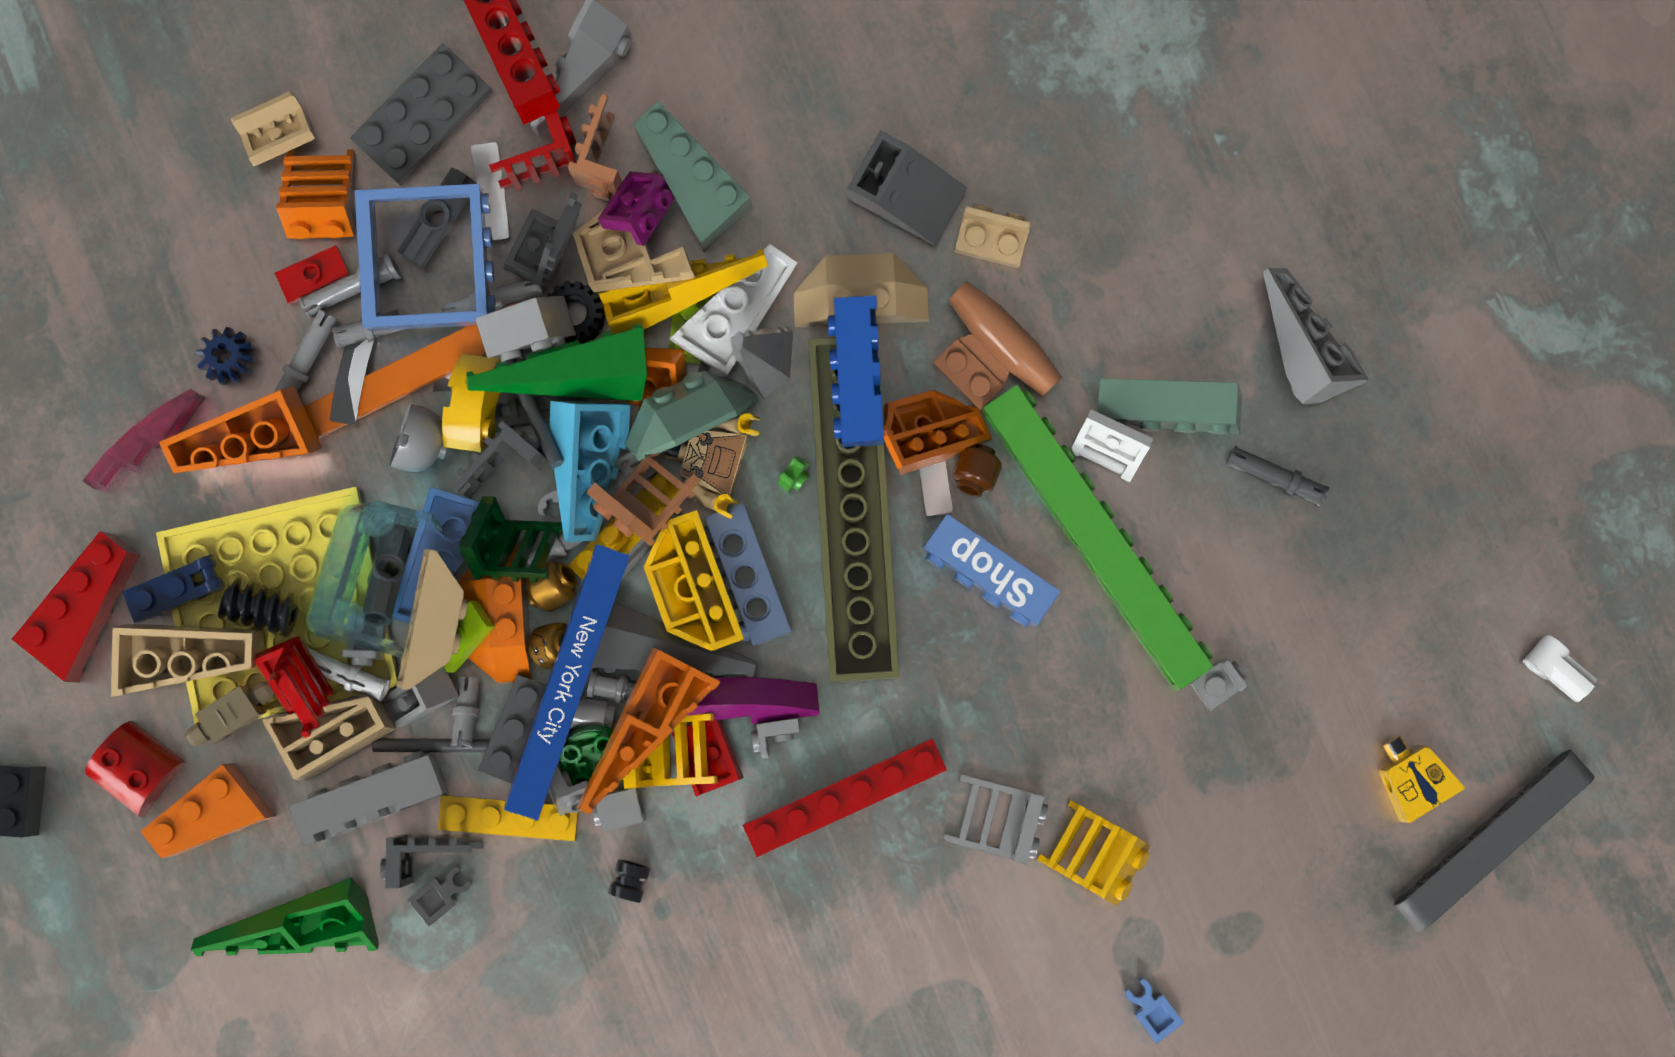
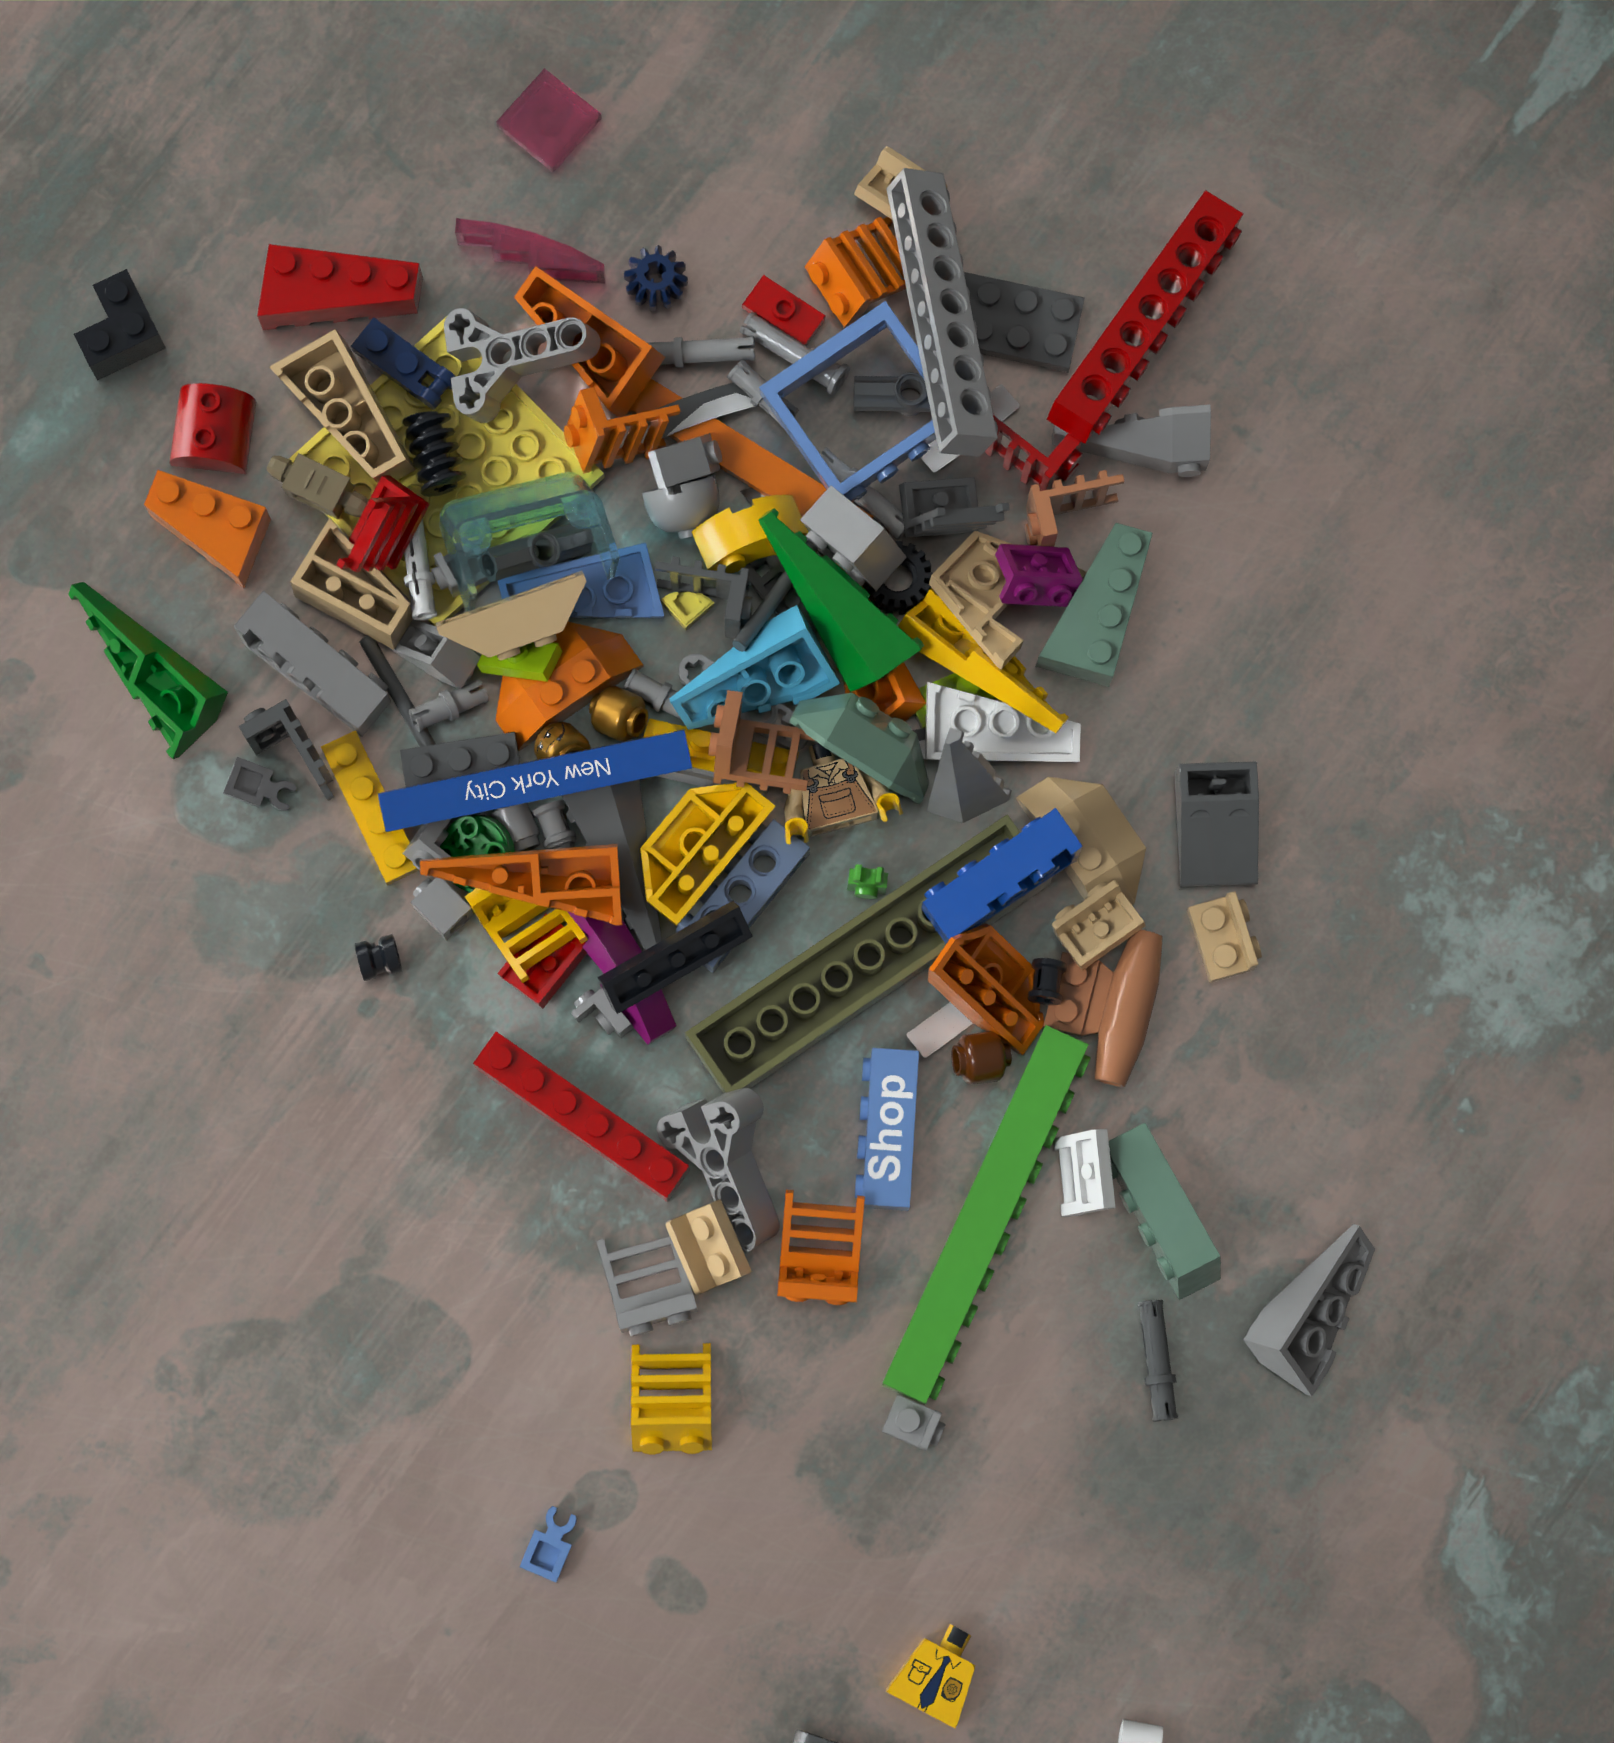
camera: 55 degrees right, 5 degrees down
(48, 363) = (548, 120): none -> clear pink tile
(233, 541) = (482, 391): none -> light grey beam
(328, 474) = (600, 439): none -> orange plate
(385, 418) = (685, 460): none -> light grey slope
(390, 153) = (941, 313): none -> light grey brick
(492, 539) = (632, 630): dark green plate -> none
(499, 483) = (687, 606): none -> light yellow tile
(768, 655) = (675, 957): none -> black plate
(930, 705) = (719, 1142): none -> light grey beam
(931, 323) = (1097, 924): none -> tan bracket
(950, 386) = (1047, 981): none -> black bush
(1000, 760) = (708, 1247): none -> tan bracket
(1067, 687) = (818, 1271): none -> orange plate

